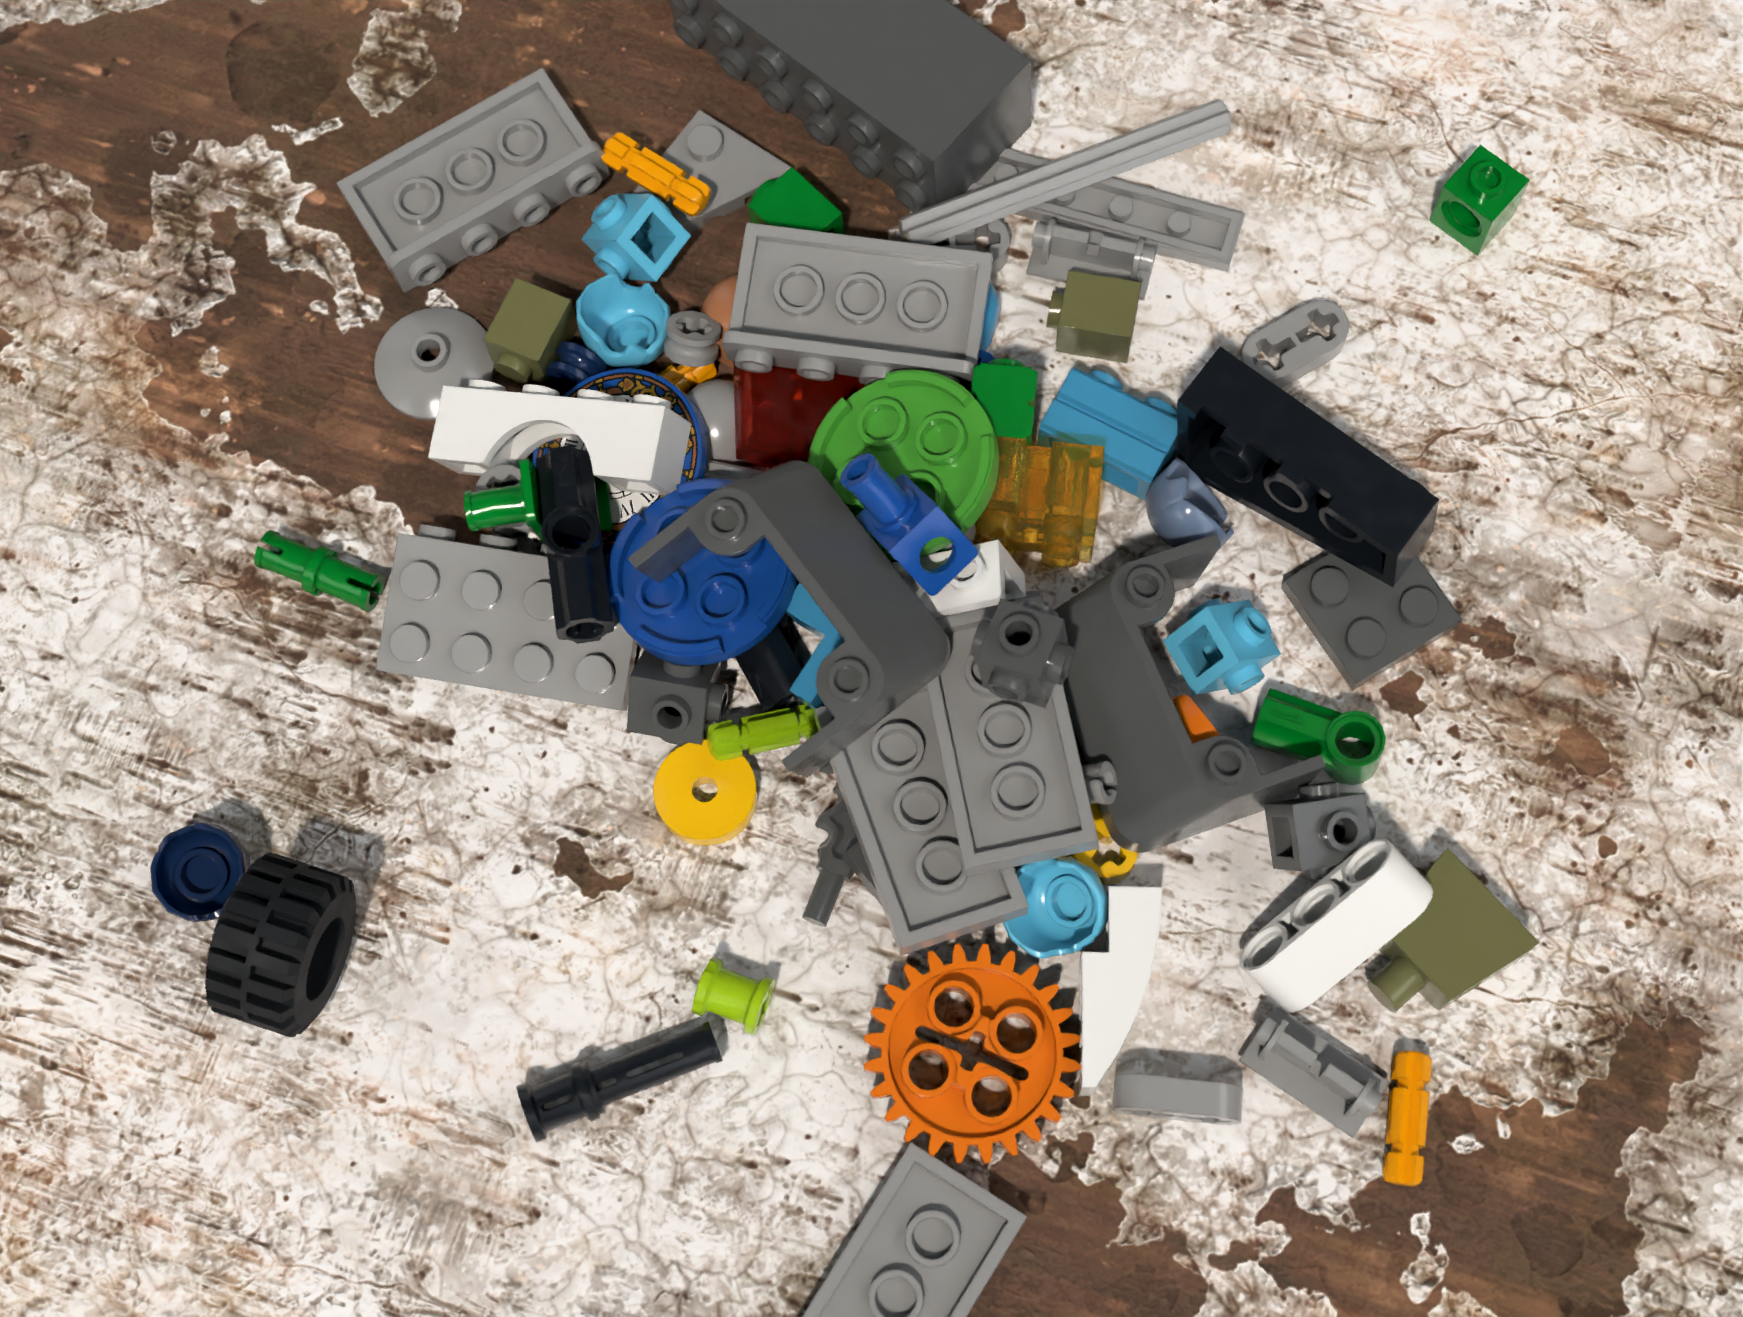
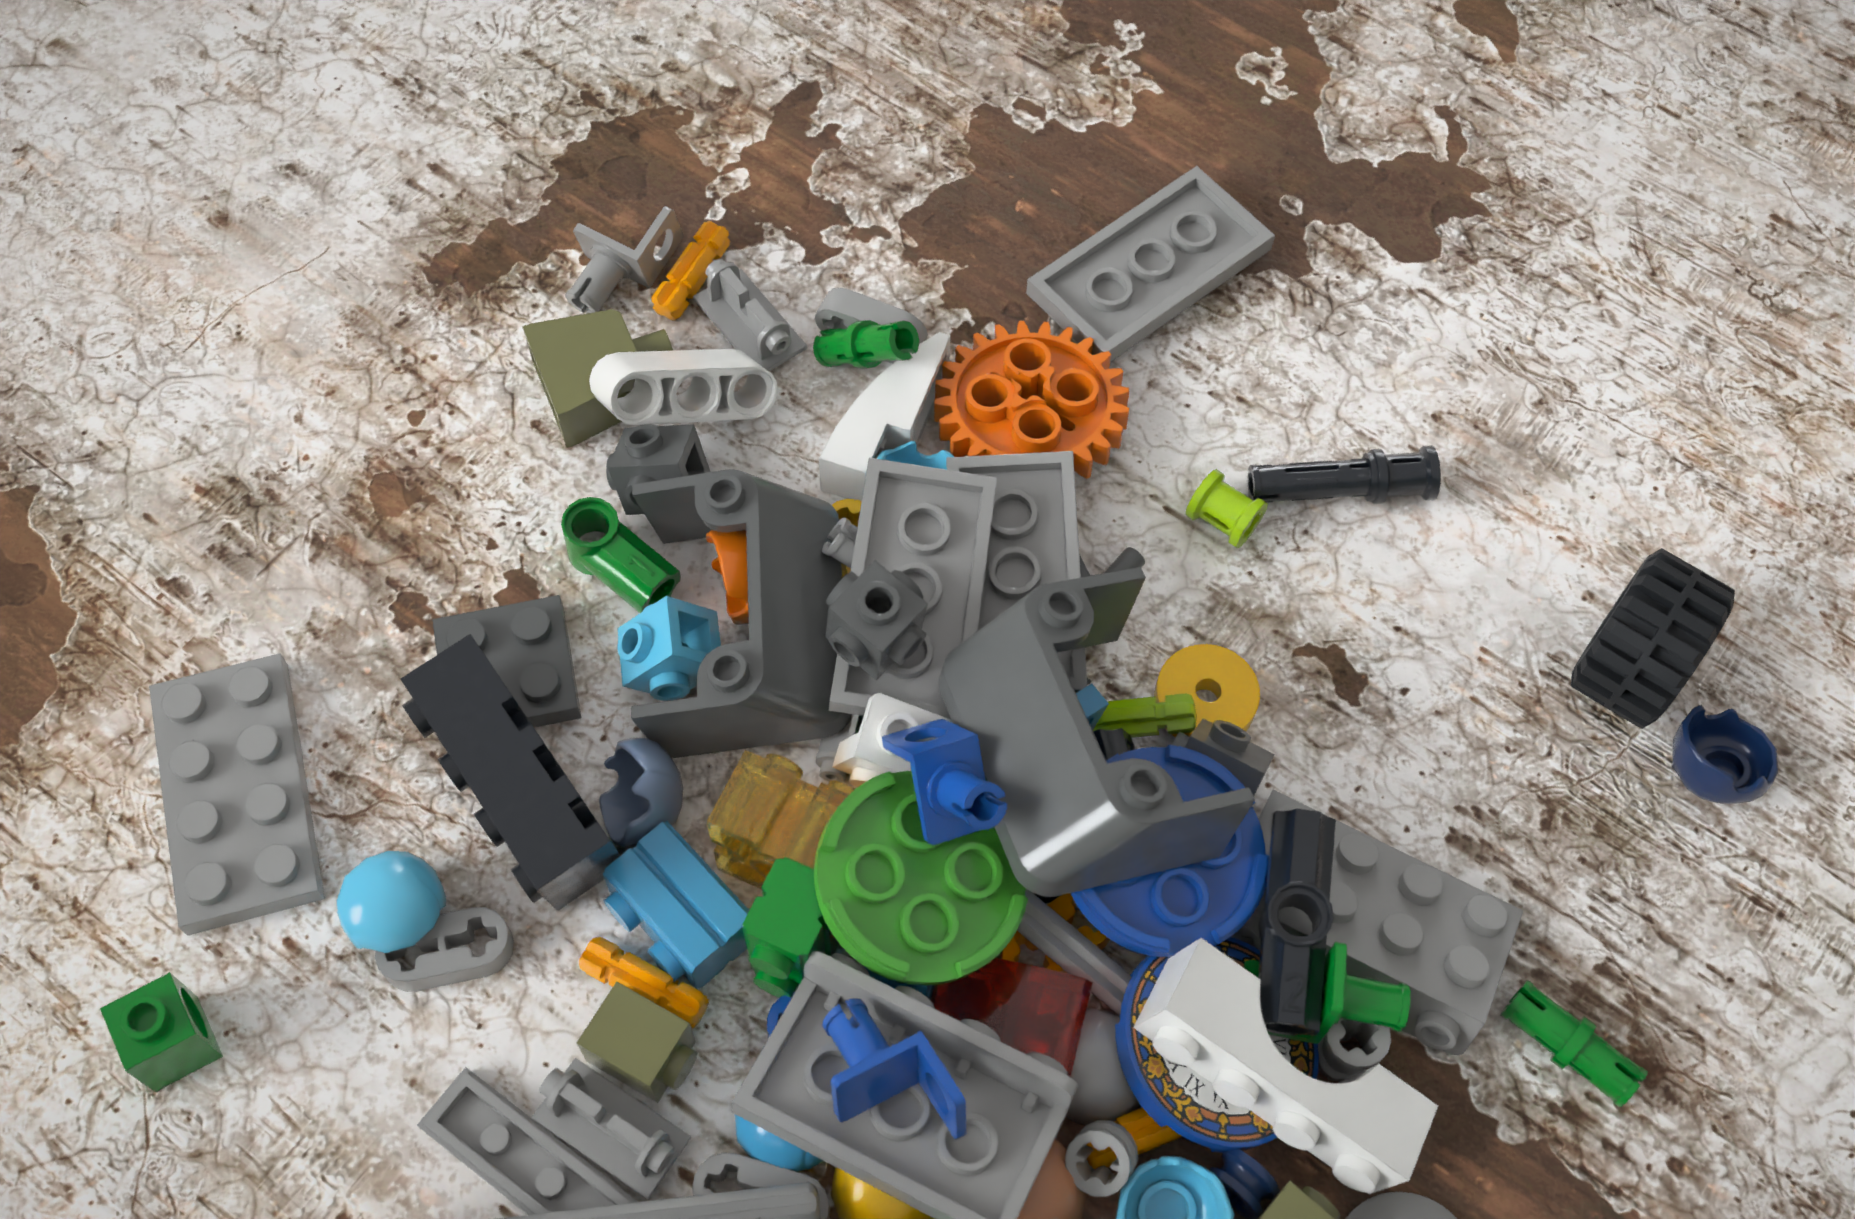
camera: 170 degrees left, 10 degrees down
(884, 301) = (886, 1070): none -> blue bracket
(1125, 367) = (610, 964): none -> light orange axle
(1168, 1048) = (866, 344): none -> green pin
(1354, 354) = (390, 901): none -> medium azure hair
(1492, 1089) = (615, 261): none -> light grey bracket
(1549, 418) = (234, 794): none -> light grey plate

